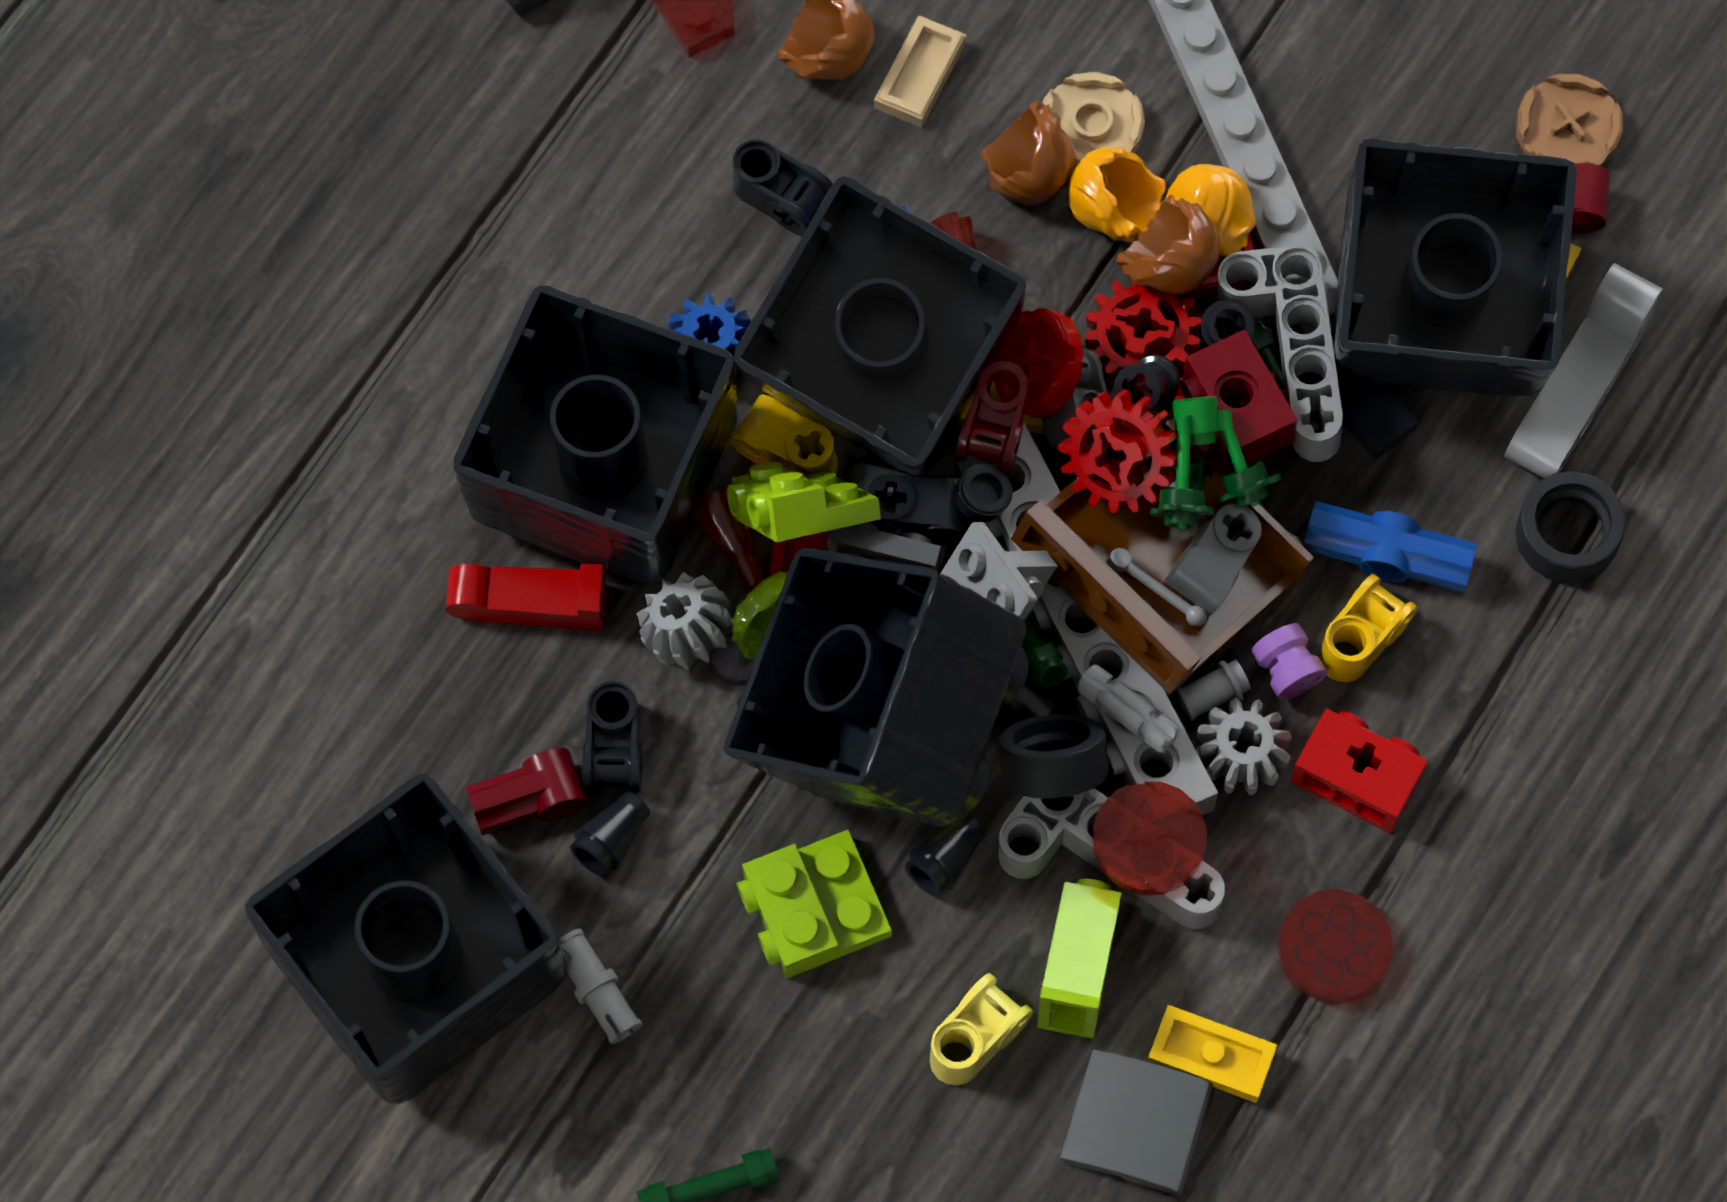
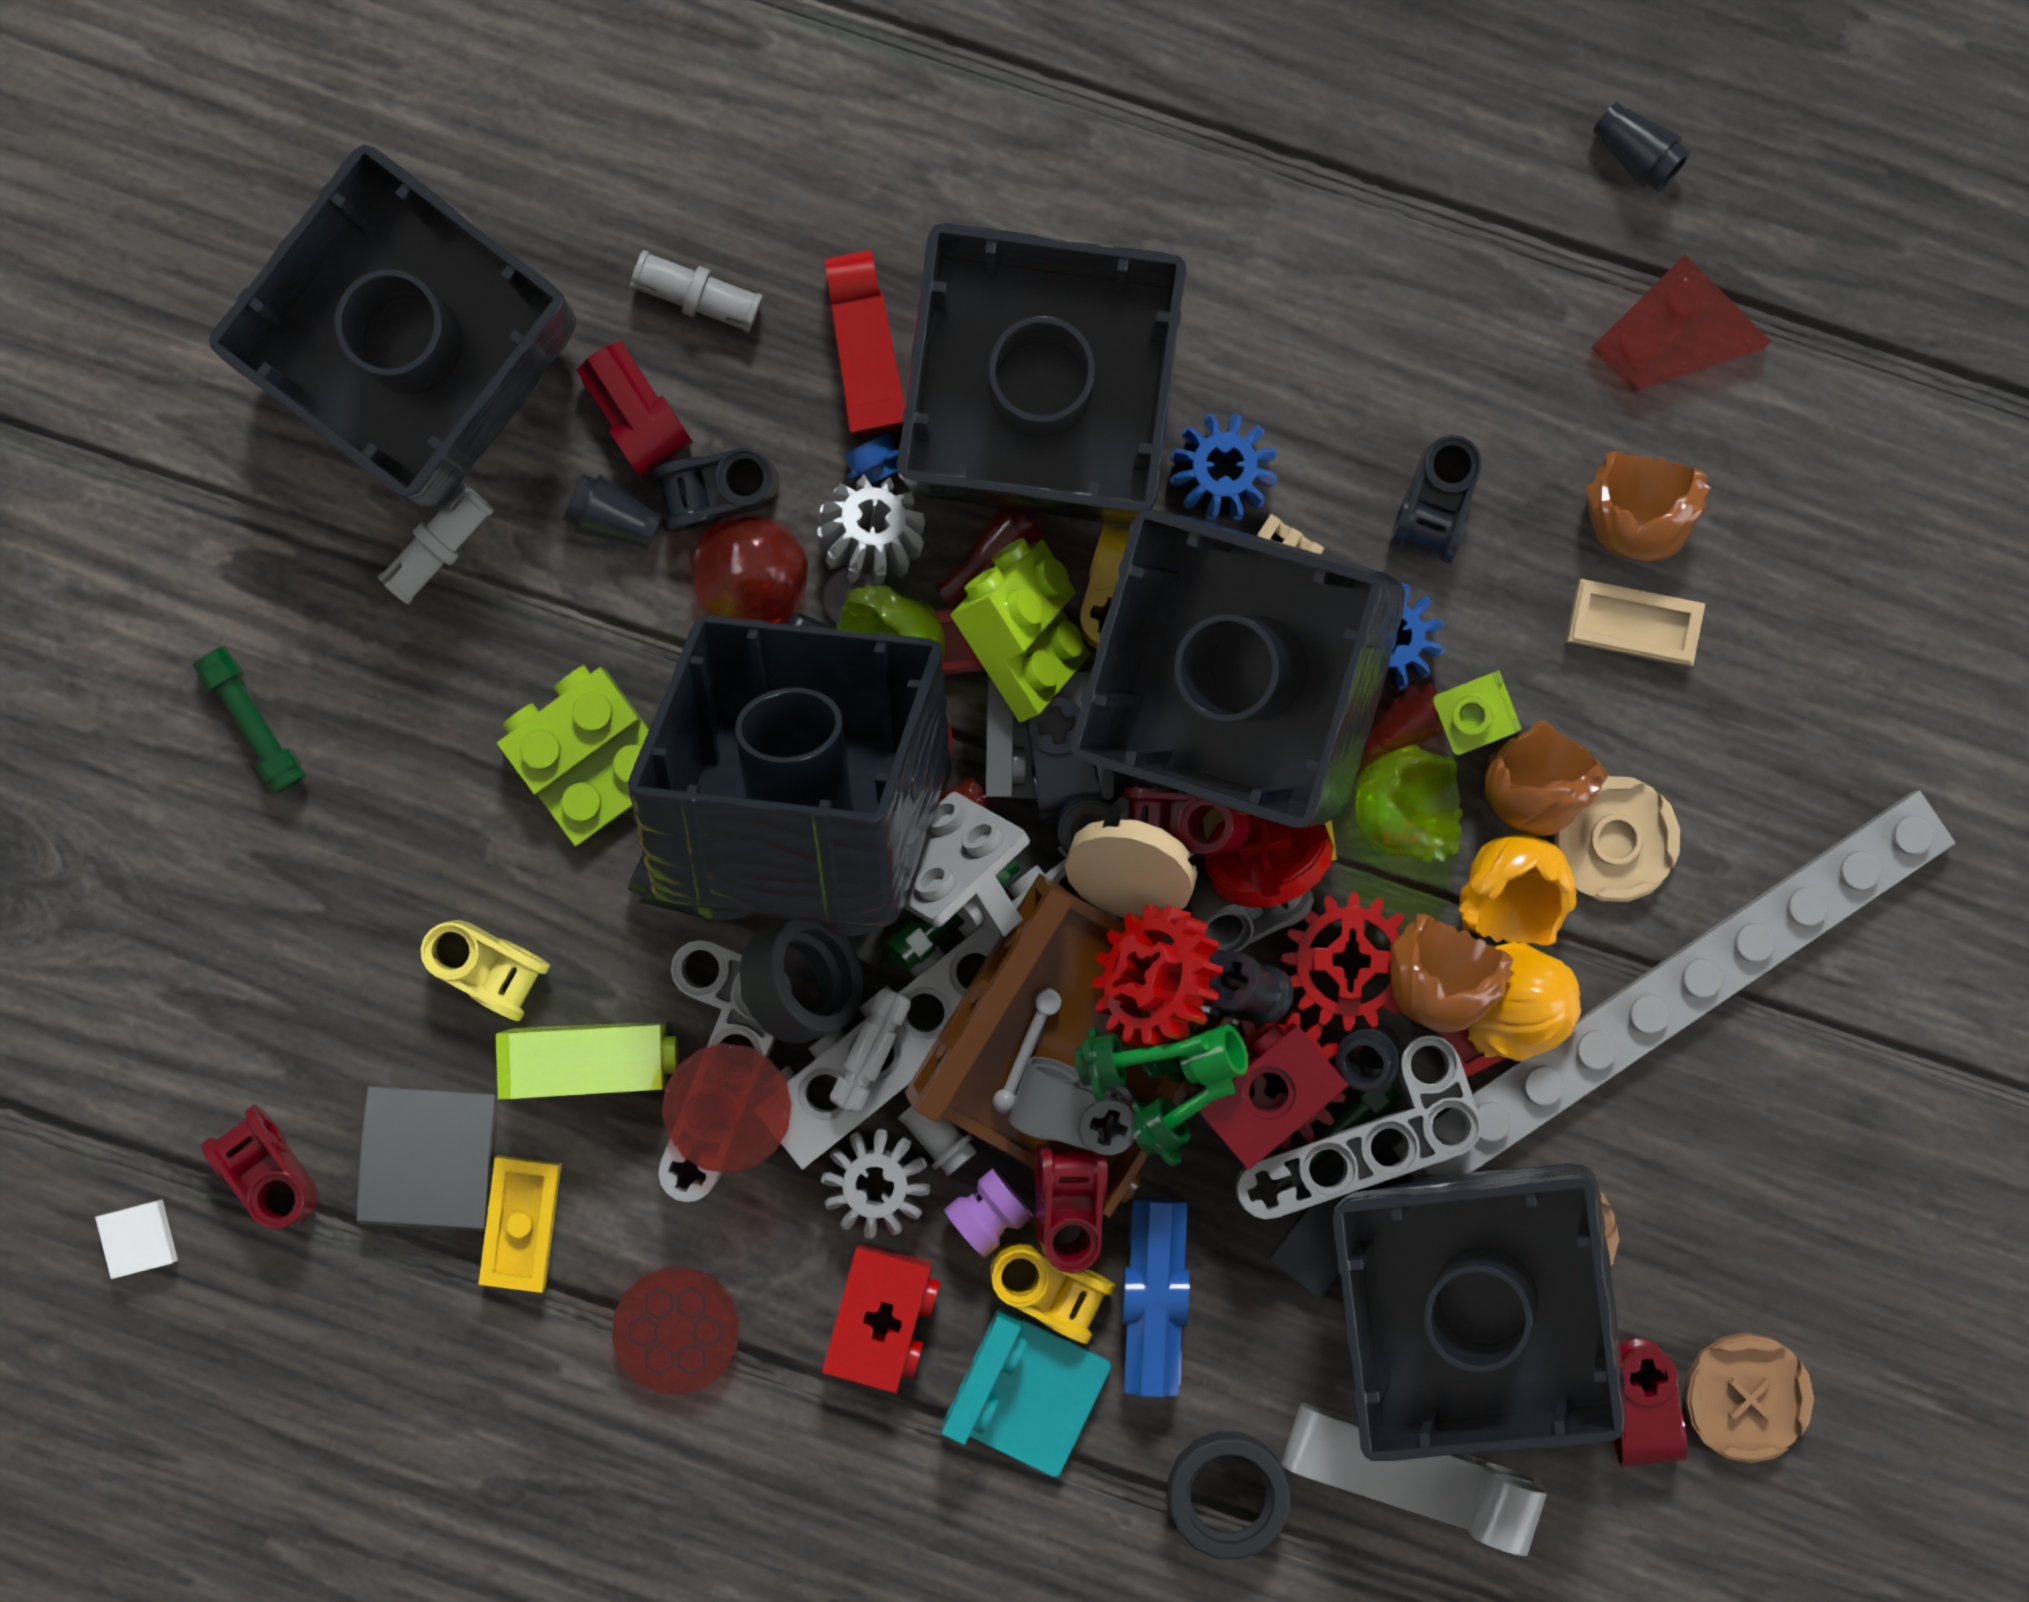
camera: 70 degrees right, 20 degrees up
(441, 720) = (695, 291): none -> light grey pin
(622, 610) = (873, 459): none -> blue plate
(689, 730) = (749, 570): none -> clear red hair
(963, 188) = (1477, 713): none -> lime bracket
(1024, 456) = (1129, 867): none -> tan tile
(1035, 255) = (1410, 804): none -> clear neon green hair
(1292, 585) = (1069, 1192): none -> dark red piece
(1449, 669) = (1026, 1393): none -> teal bracket

